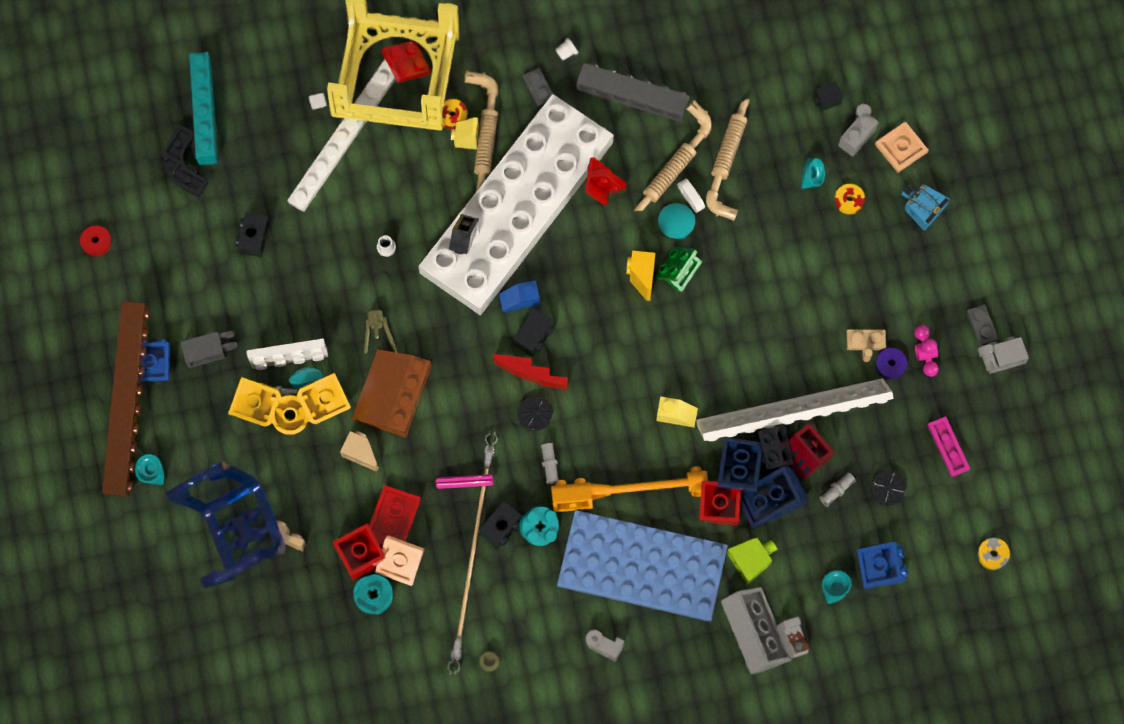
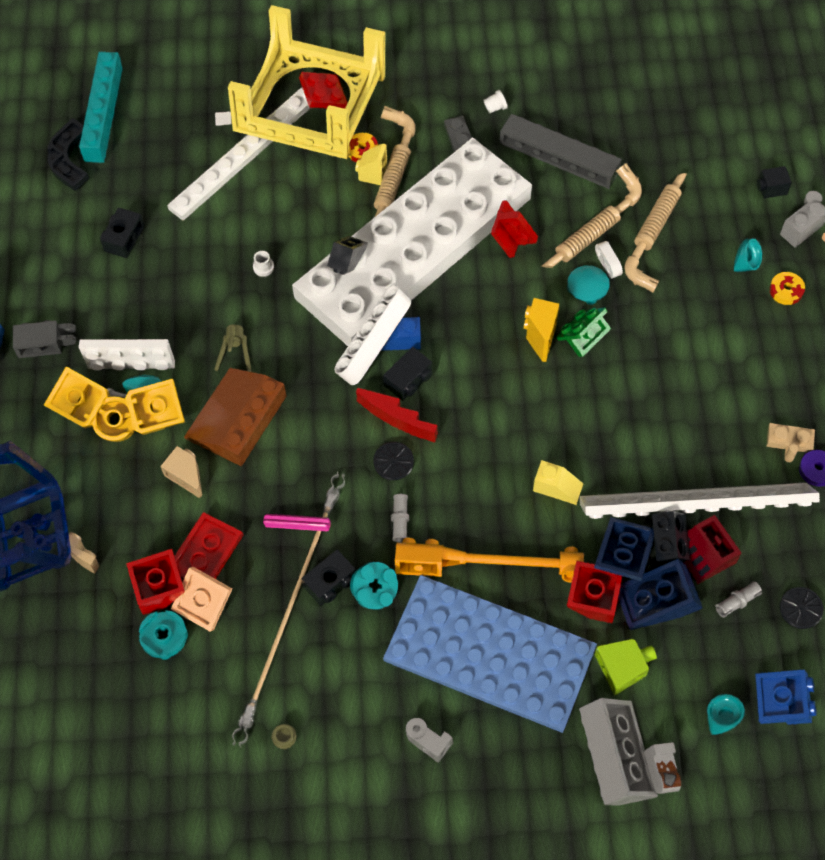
camera: 10 degrees right, 10 degrees down
(498, 303) = (372, 335): none -> white beam

